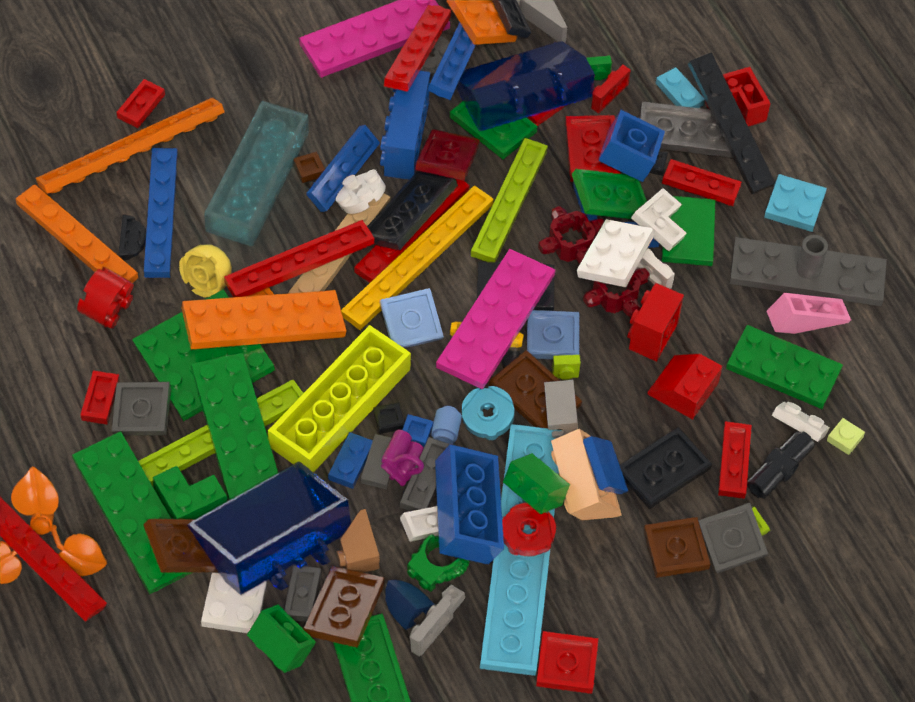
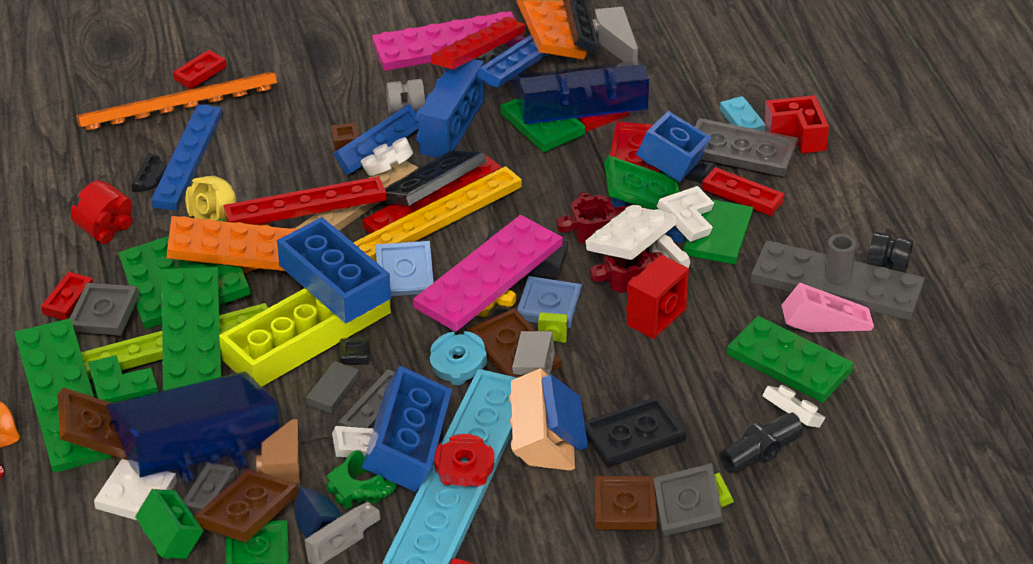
camera: 15 degrees right, 15 degrees down
(72, 233) = (93, 161): orange plate -> none
(256, 173) = (288, 132): clear light blue brick -> none
(350, 460) = (300, 382): blue plate -> none
(359, 346) = (334, 269): none -> blue brick
(364, 112) = (414, 95): none -> light grey wheel
(402, 457) = (352, 381): magenta piece -> none
(418, 429) = (377, 363): blue plate -> none
(446, 424) = (412, 357): medium blue brick -> none
(447, 154) = (485, 137): dark red tile -> none
(509, 201) = (538, 182): lime plate -> none
(536, 483) = (483, 416): green brick -> none
(600, 66) = (661, 87): green plate -> none
(610, 89) = (676, 102): red plate -> none
(686, 383) = (680, 359): red slope -> none
(731, 123) = (784, 141): black plate -> none
(734, 460) = (711, 431): red plate -> none
(795, 203) = (838, 216): medium azure plate -> none
(845, 436) = (841, 428): yellowish green plate -> none
(851, 237) = (890, 252): none -> black wheel

